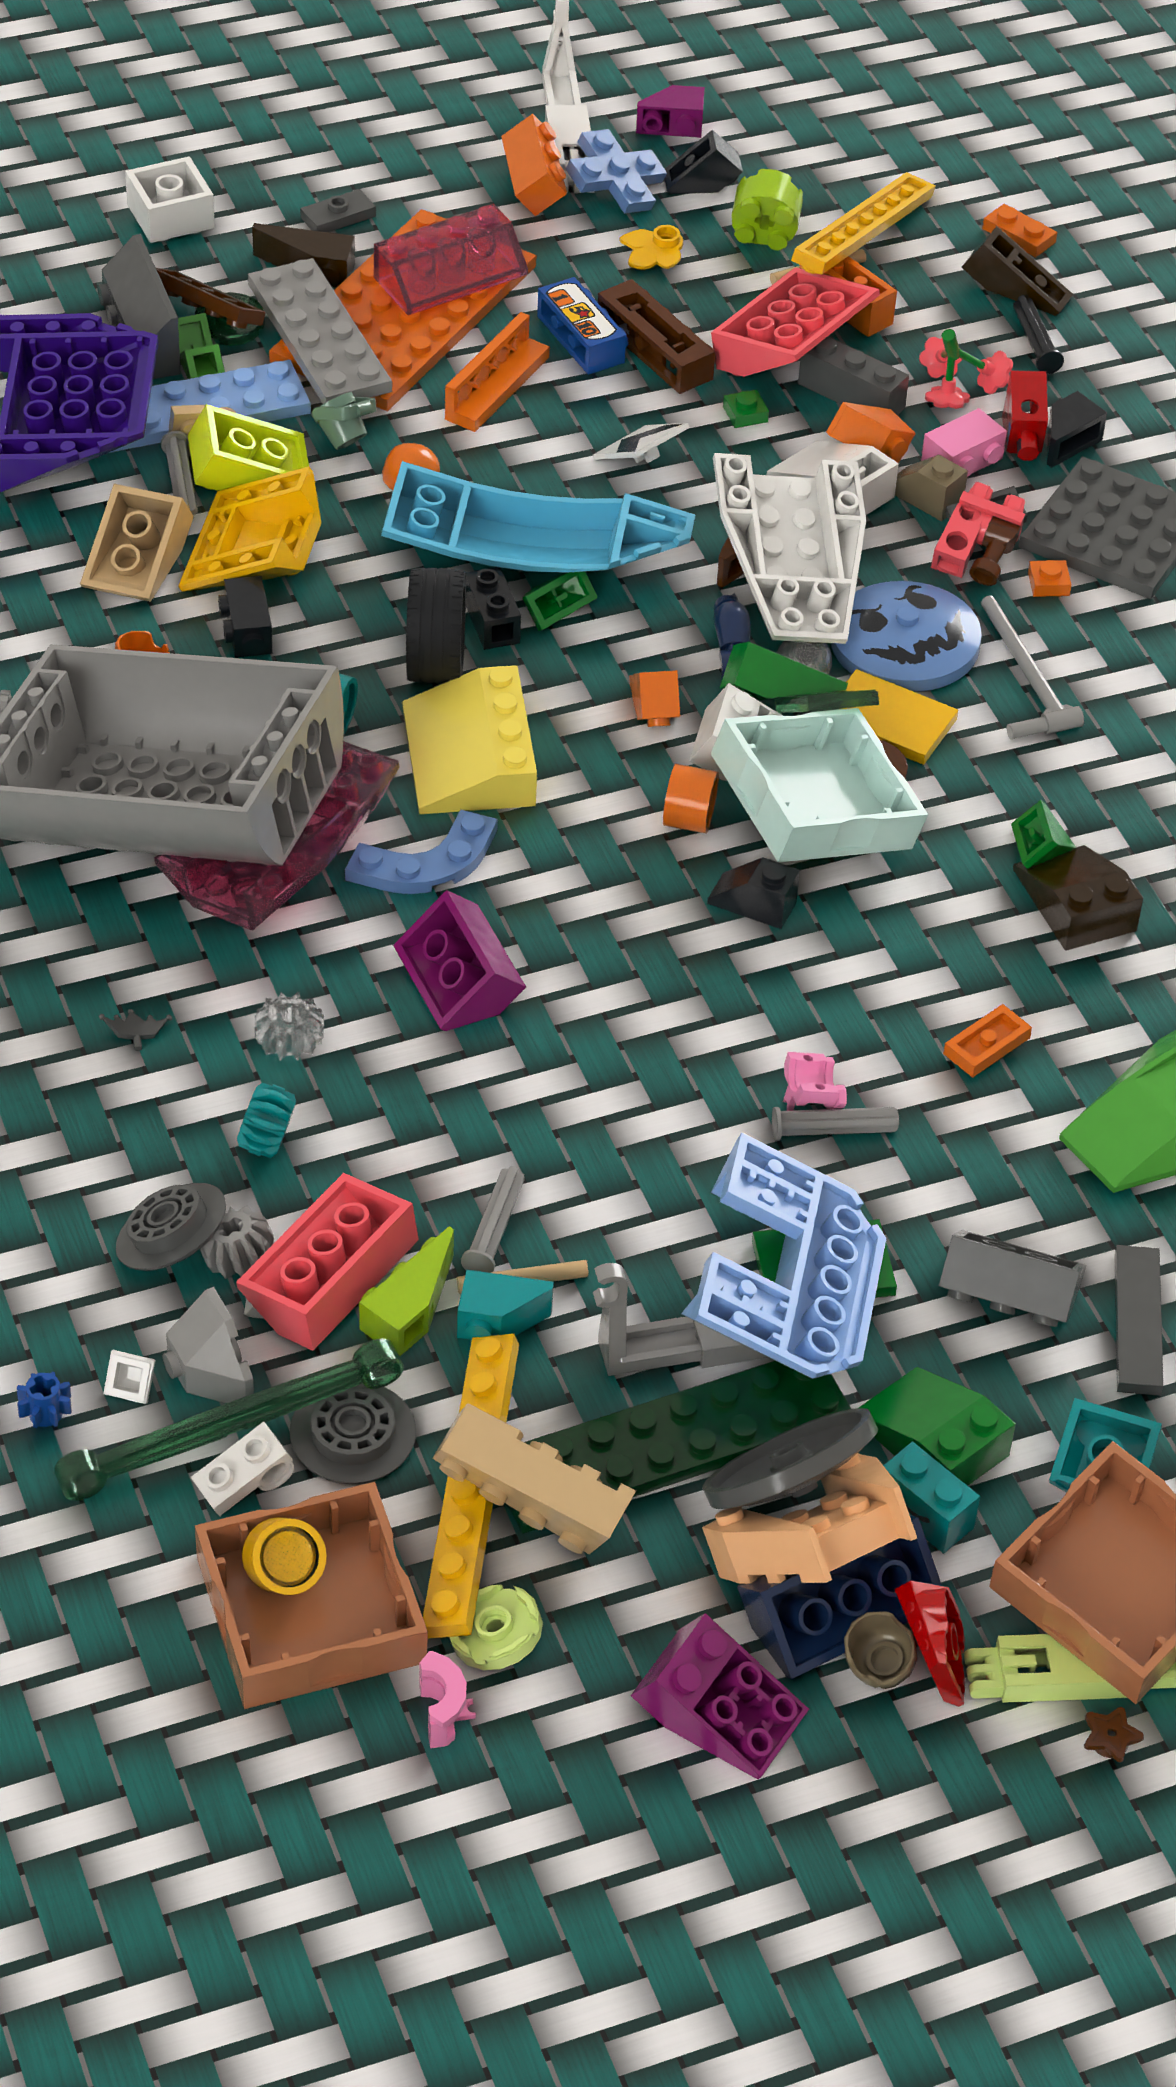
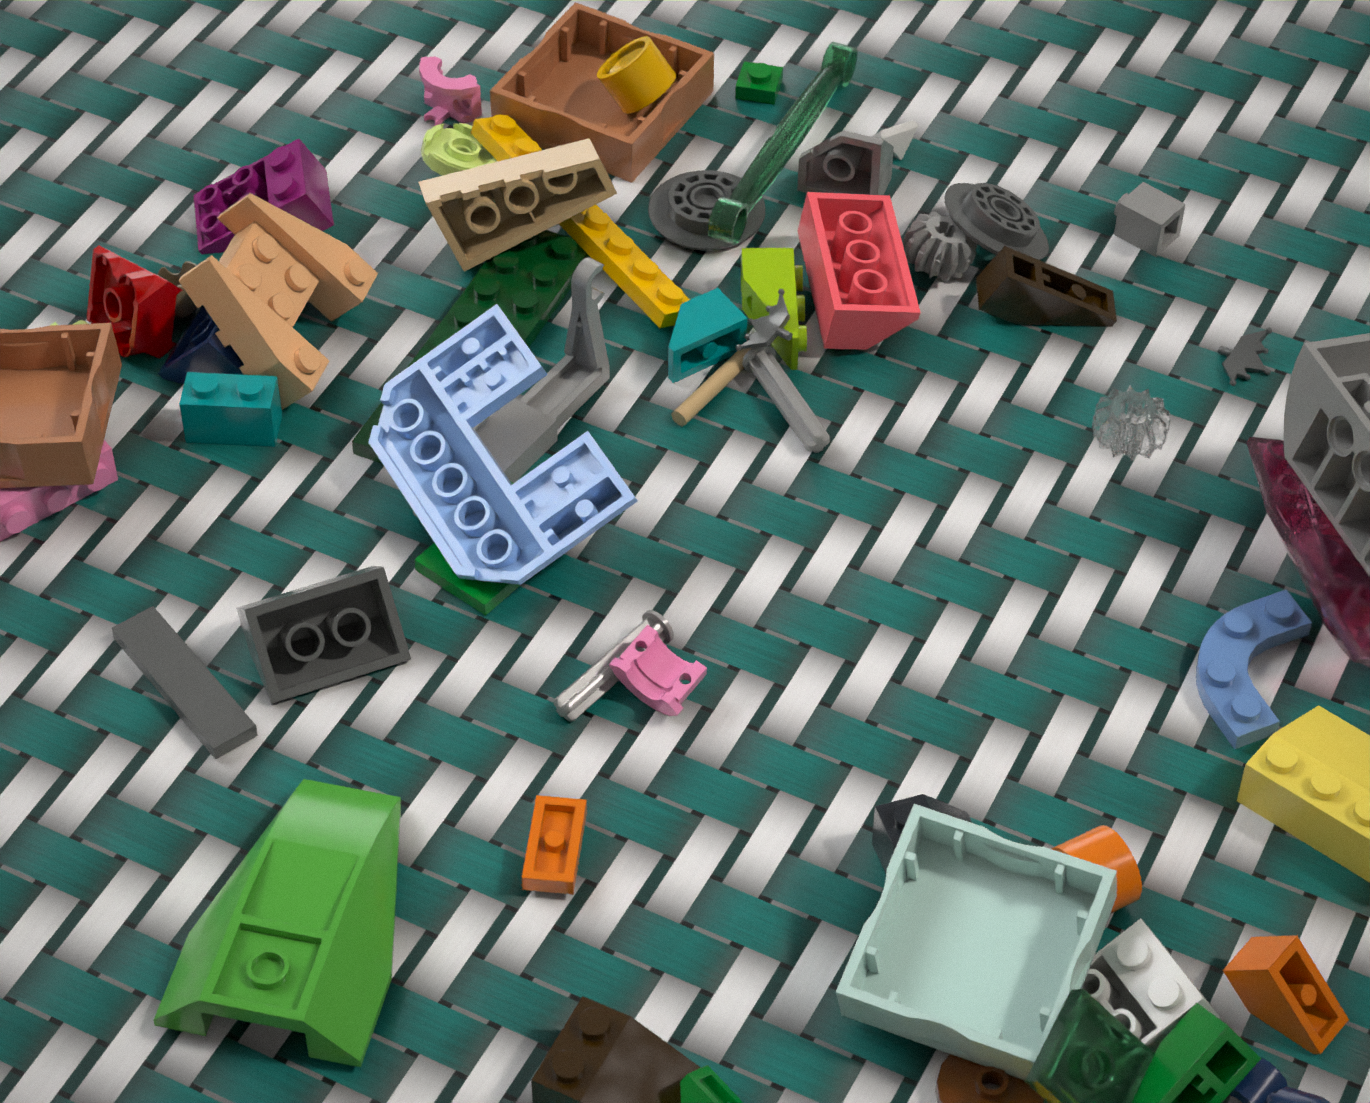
camera: 140 degrees right, 0 degrees up
(44, 1399) = (923, 86): blue gear -> none
(50, 1156) = (1148, 219): none -> light grey brick
(157, 1524) = (759, 82): none -> green plate
(217, 1155) = (1041, 294): none -> dark brown slope
(247, 1464) = (740, 134): white plate -> none
(266, 1120) = (1035, 327): teal gear -> none
(458, 963) = (1076, 574): magenta slope -> none
(462, 1250) = (768, 326): none -> dark grey piece
(791, 1460) = (342, 314): dark grey dish -> none
(945, 1421) = (274, 469): green slope -> none
(1091, 1430) = (114, 534): teal slope -> none

